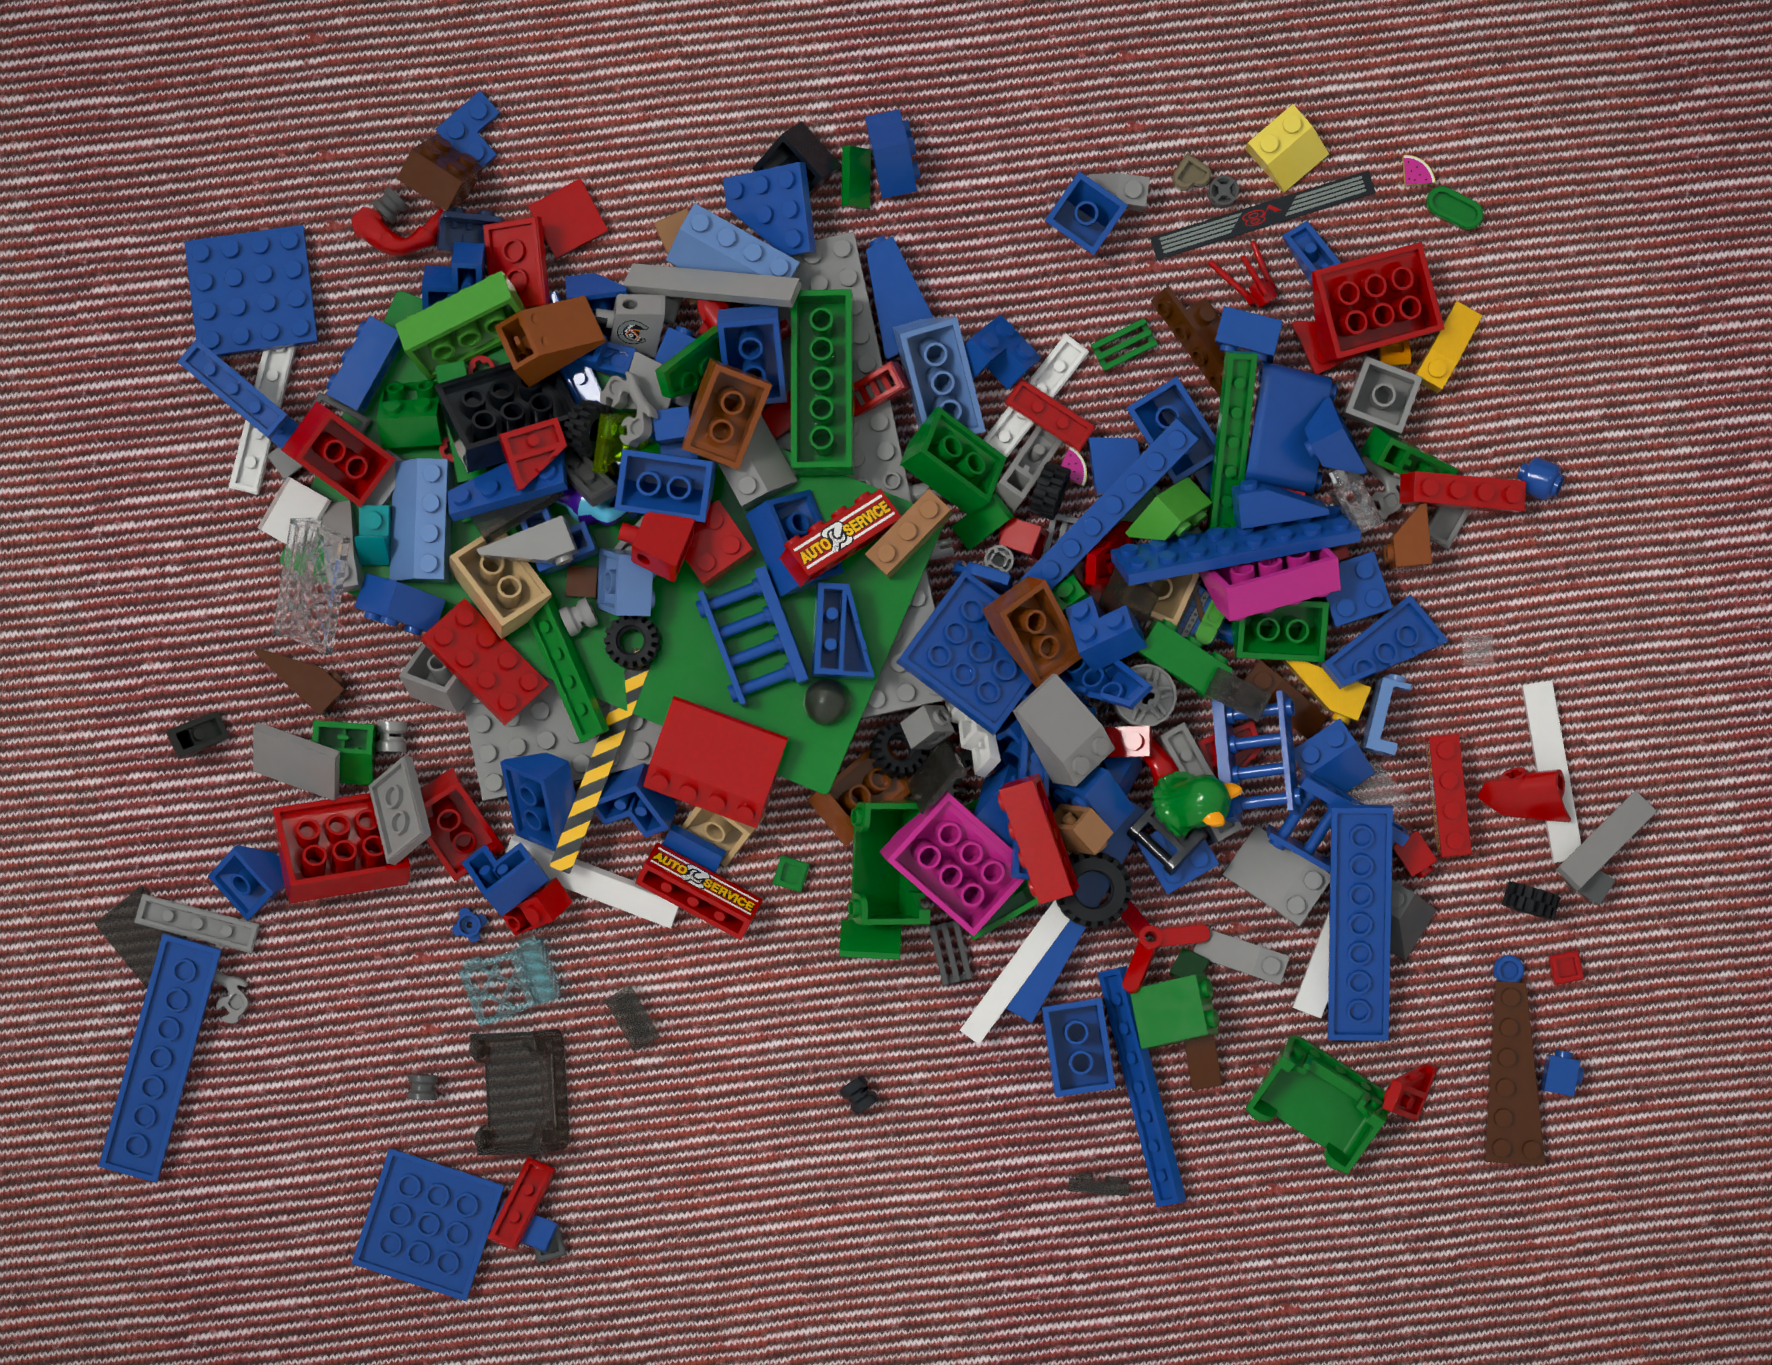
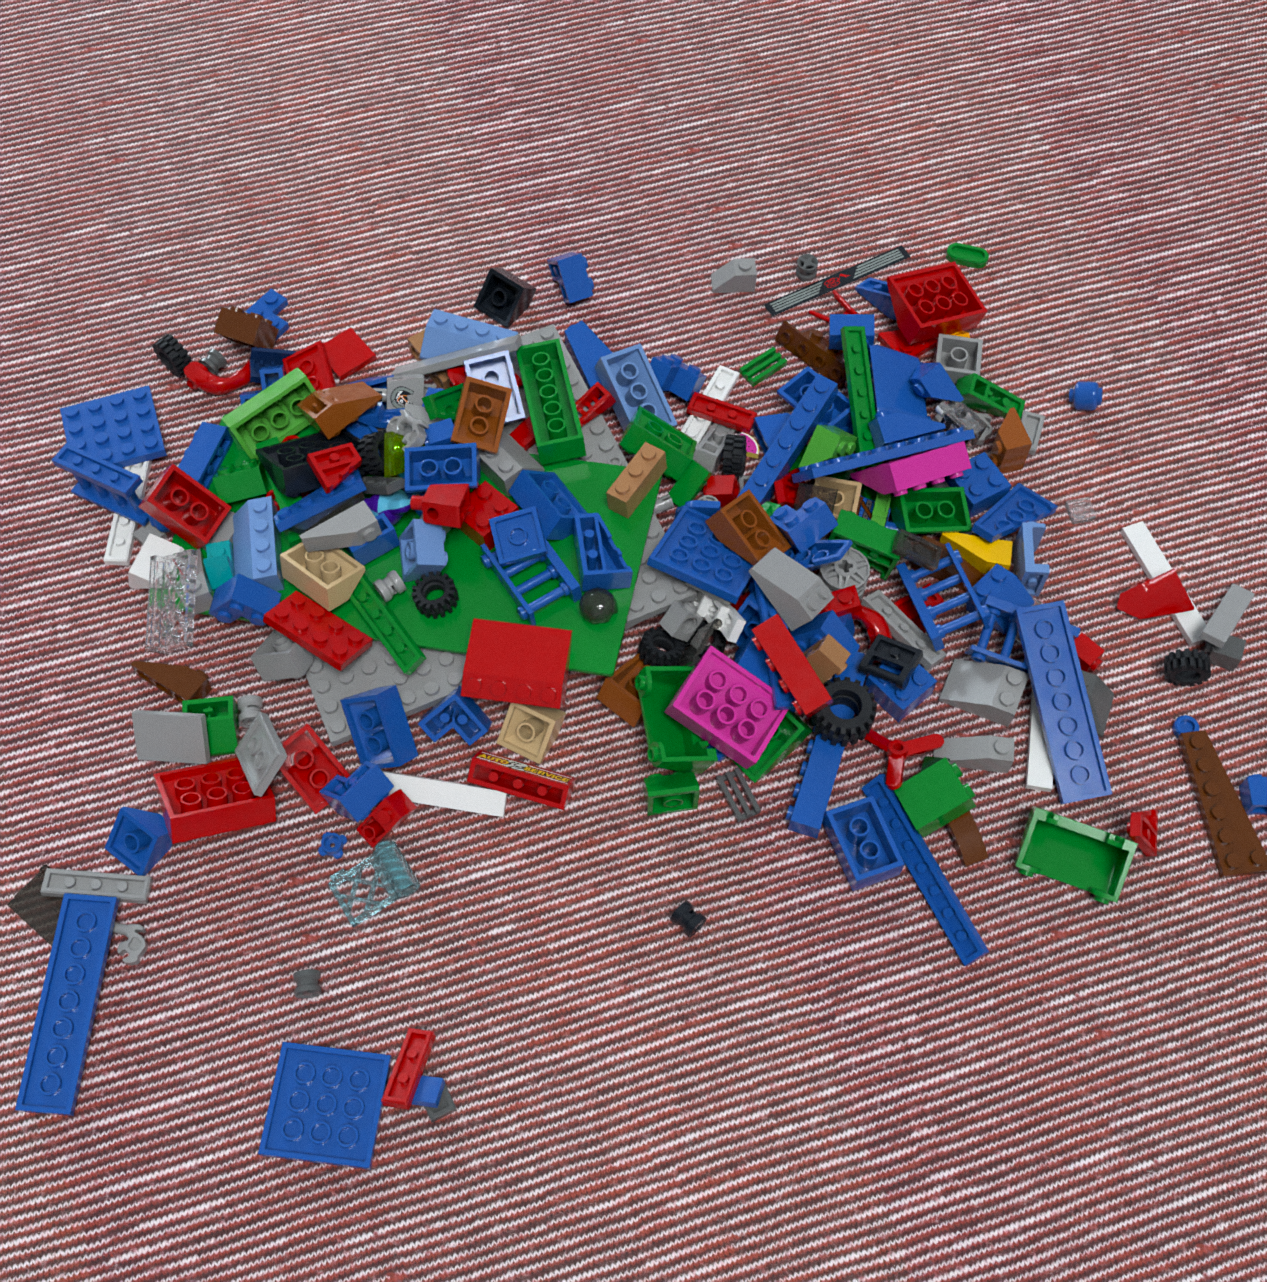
camera: 10 degrees left, 25 degrees down
(197, 735) = (85, 735): pearl dark grey slope -> none
(338, 190) = (172, 354): none -> black tyre
(523, 1092) = (395, 967): clear smoke windscreen -> none
(582, 582) = (387, 563): reddish brown tile -> none
(597, 773) = (421, 699): sticker -> none
(632, 1018) = (483, 893): clear smoke plate -> none
(694, 848) = (511, 749): blue tile -> none
(745, 597) = (518, 536): none -> blue plate
(775, 206) = (498, 308): blue plate -> none
(791, 873) = (594, 759): green tile -> none
(839, 537) = (581, 485): red brick -> none
(856, 177) = (548, 297): green tile -> none
(1015, 974) = (796, 793): white sticker -> none
(1086, 213) = (715, 288): blue slope -> none
(1111, 1185) = (919, 954): clear smoke plate -> none
(1191, 173) = (781, 263): dark tan tile -> none
(1192, 801) = (906, 626): green hair -> none
(1287, 148) = (842, 235): light yellow slope -> none
(1416, 171) = (935, 239): dark pink tile -> none
(1447, 795) = (1095, 607): red brick -> none
(1448, 347) = (991, 332): yellow slope -> none
(1462, 492) = (1036, 405): red brick -> none
(1565, 967) = (1229, 718): red tile -> none

